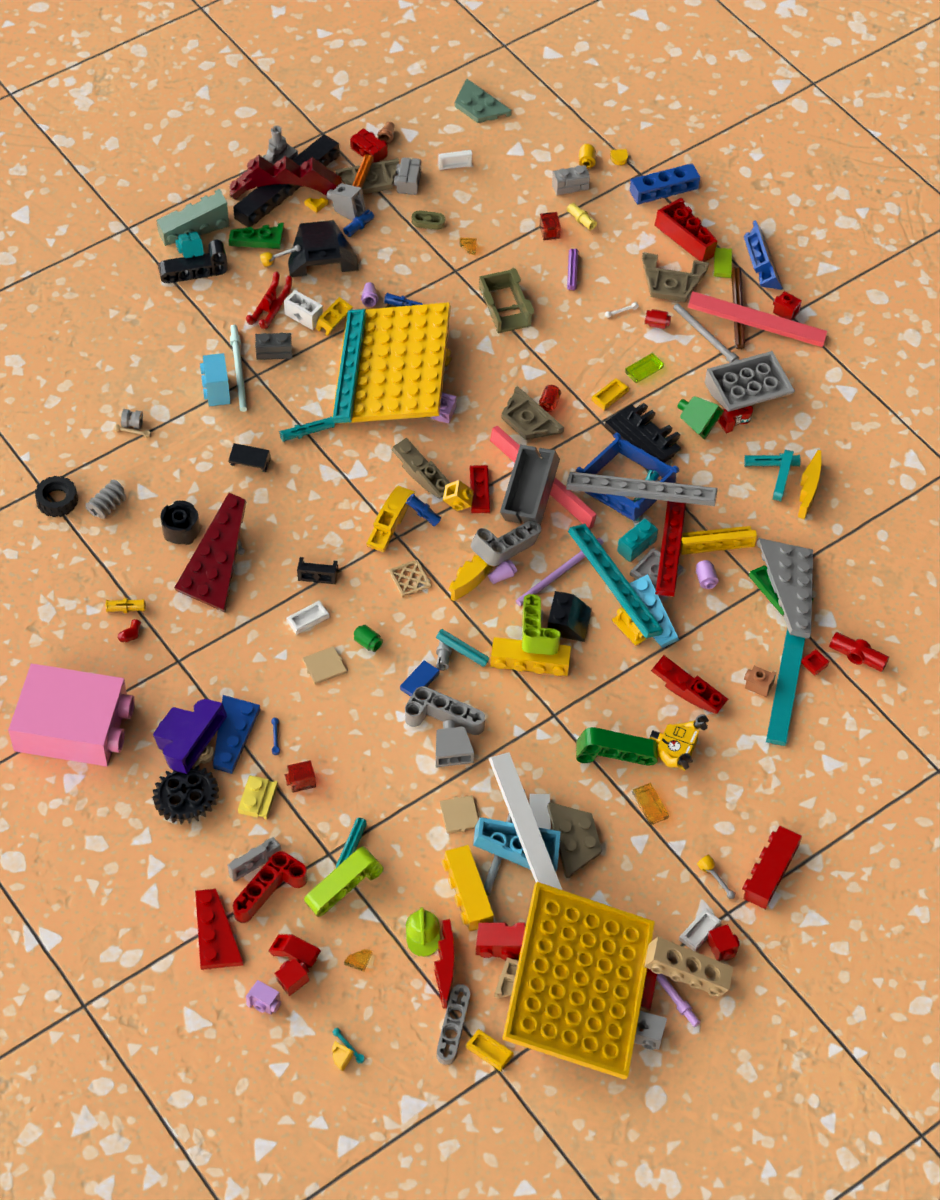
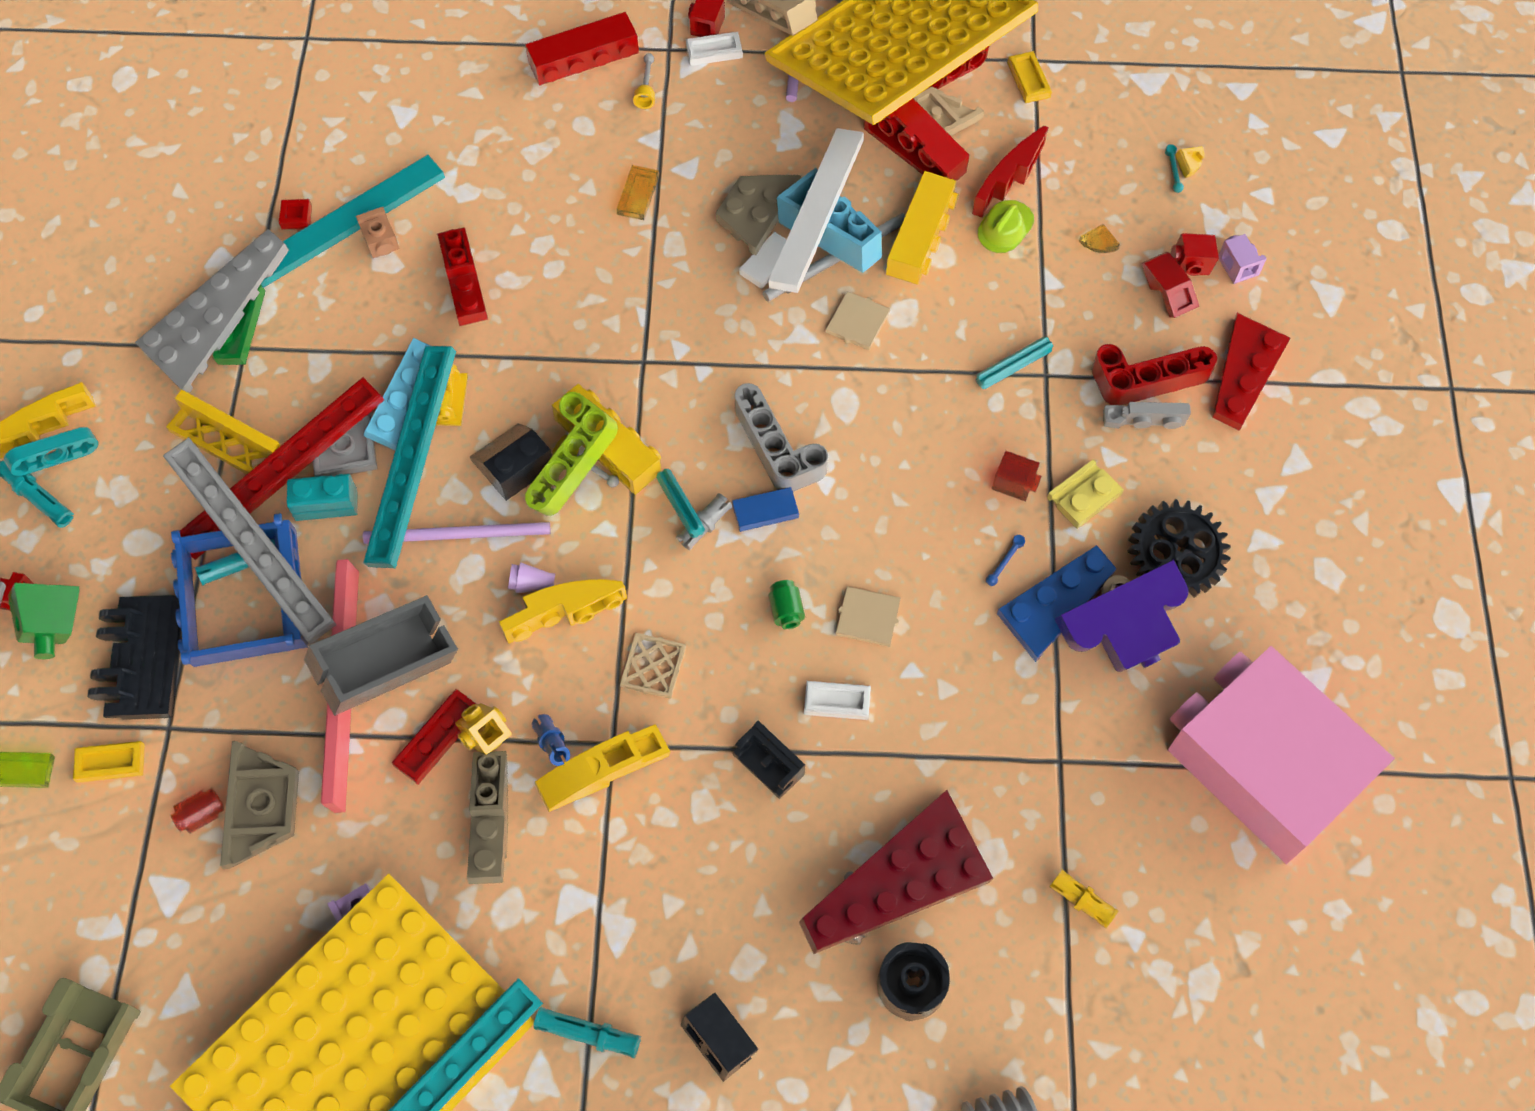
camera: 140 degrees left, 10 degrees up
(131, 633) = (1101, 845): red arm -> none
(343, 880) = (1057, 312): lime beam -> none
(453, 746) = (802, 392): light grey torso -> none
(453, 1024) = (1045, 115): light grey beam -> none
(497, 550) = (510, 585): light grey beam -> none
(616, 746) = (623, 259): green beam -> none
(678, 742) = (546, 223): yellow torso -> none
(706, 574) = (292, 395): lavender brick -> none
(859, 651) = (235, 192): red piece -> none

